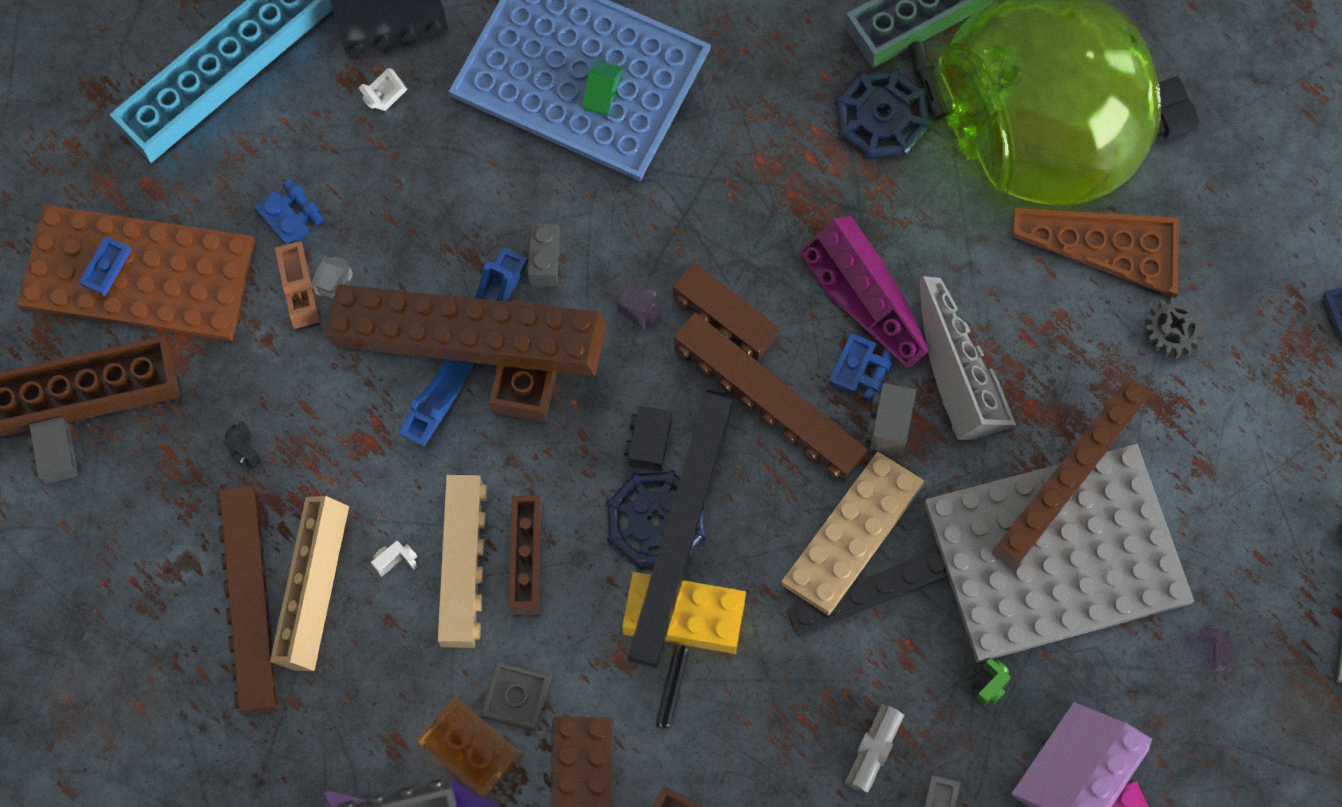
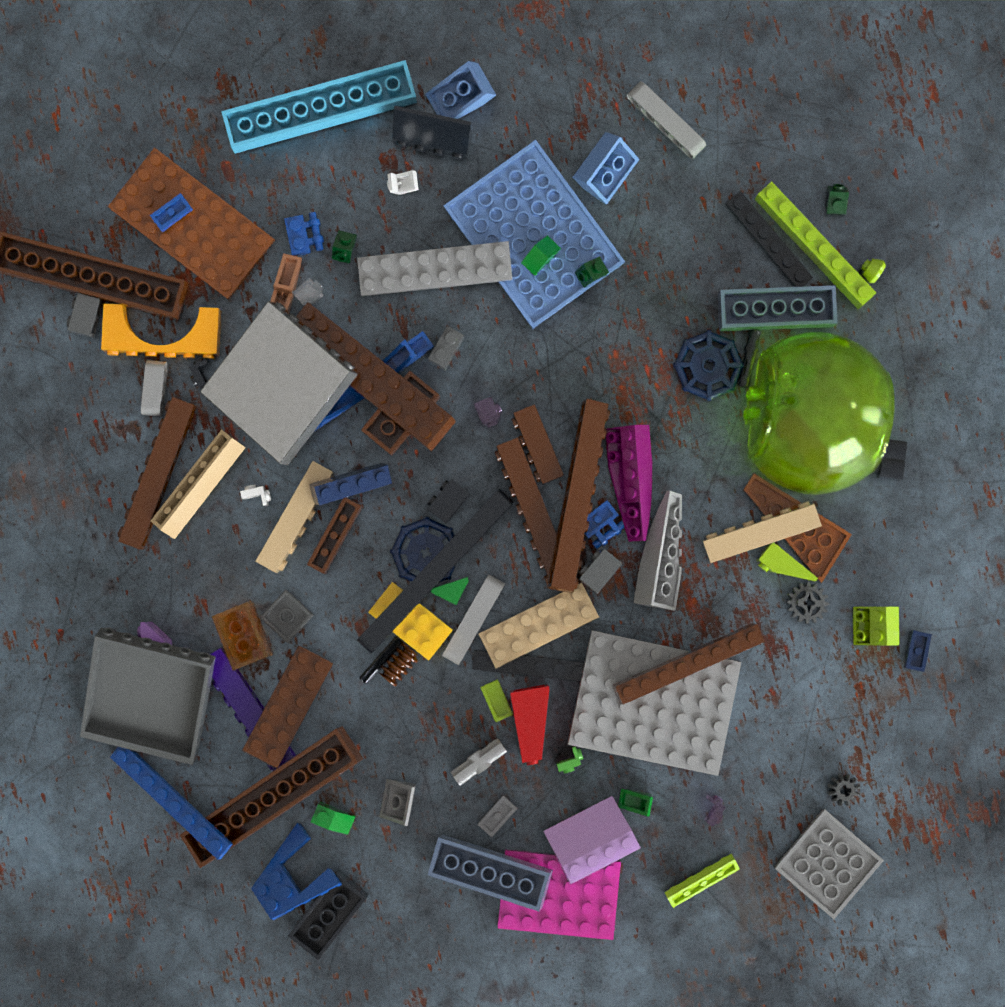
camera: 20 degrees right, 15 degrees up
(116, 455) = (200, 341): none -> light orange arch
(189, 495) = (154, 388): none -> light grey beam
(348, 202) = (343, 246): none -> dark green bracket
(352, 395) = (279, 382): none -> flat silver panel
(477, 169) = (435, 268): none -> light grey plate
(511, 477) = (350, 483): none -> dark blue brick
(675, 73) = (591, 271): none -> dark green bracket
(698, 675) = (399, 665): none -> reddish brown piece
(715, 548) = (451, 591): none -> green slope
(765, 570) = (473, 619): none -> light grey beam
(812, 345) = (578, 495): none -> reddish brown brick
(853, 659) = (496, 700): none -> lime tile
(911, 655) = (530, 719): none -> red slope
(1067, 270) = (761, 533): none -> tan brick
(1110, 690) = (635, 802): none -> green slope
(1113, 296) = (778, 561): none -> lime slope
(1255, 747) = (702, 880): none -> lime plate
(1276, 310) = (876, 625): none -> lime slope

